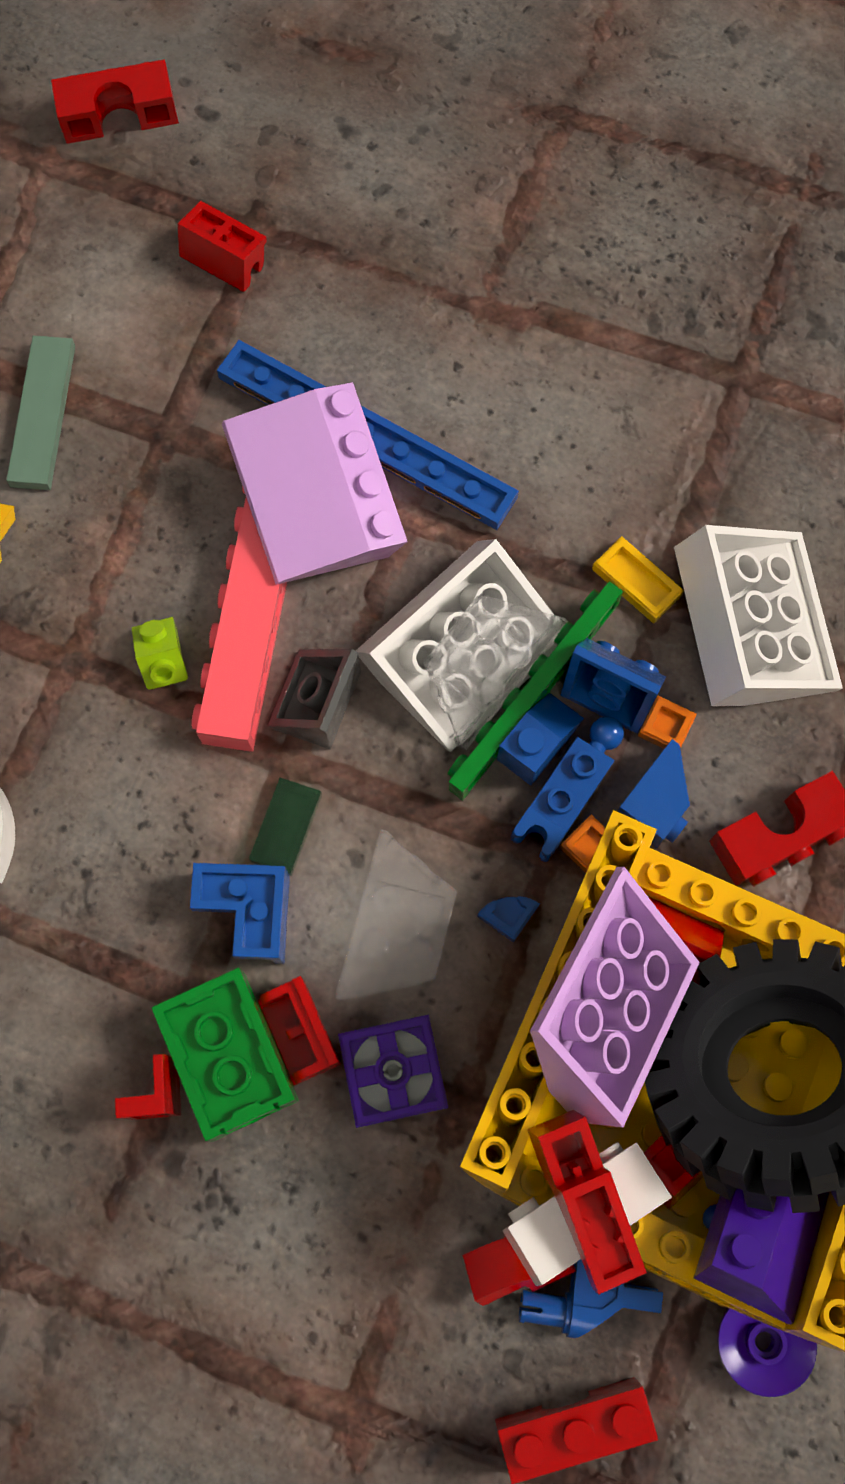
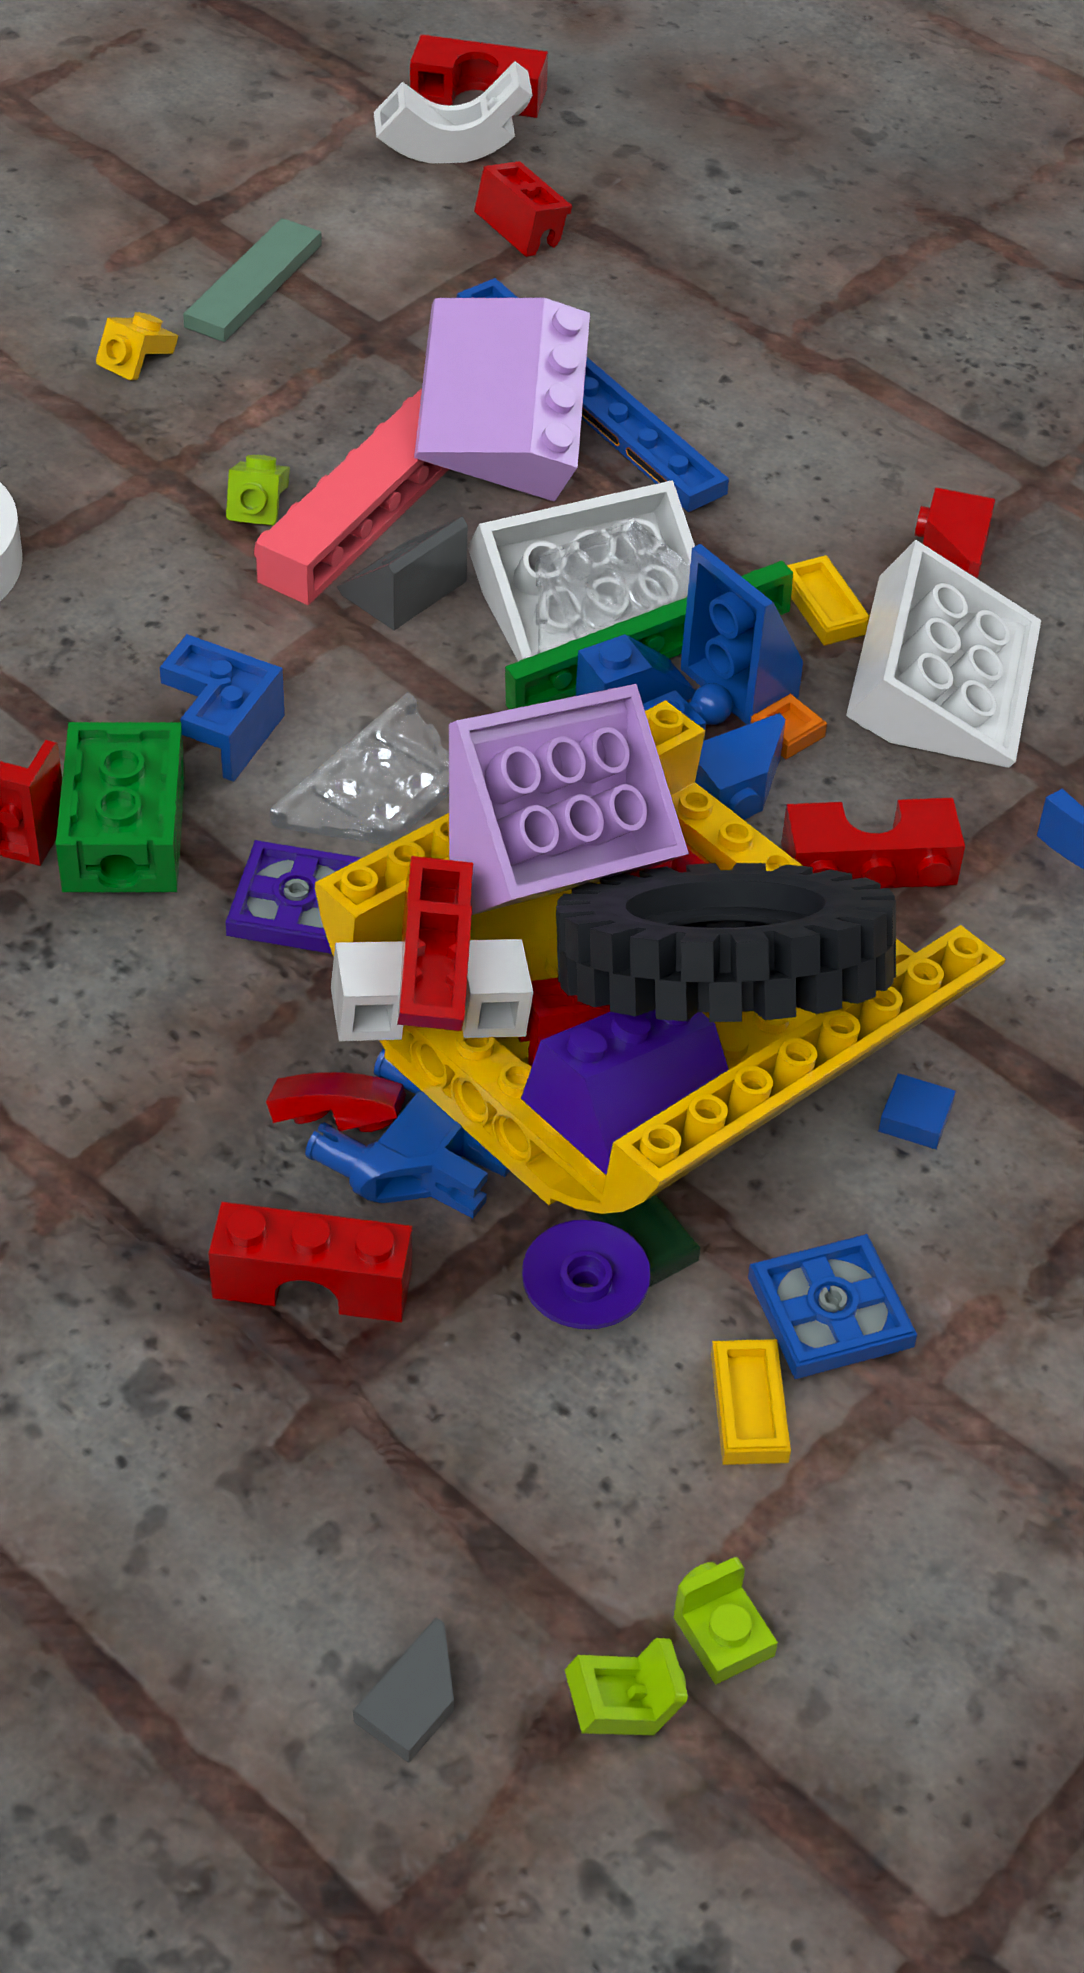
camera: 20 degrees right, 25 degrees down
(126, 178) = (455, 132): none -> white arch
(285, 825) = (315, 664): clear green tile -> none
(298, 1030) = (214, 828): red hinge -> none
(713, 480) = (957, 527): none -> red slope

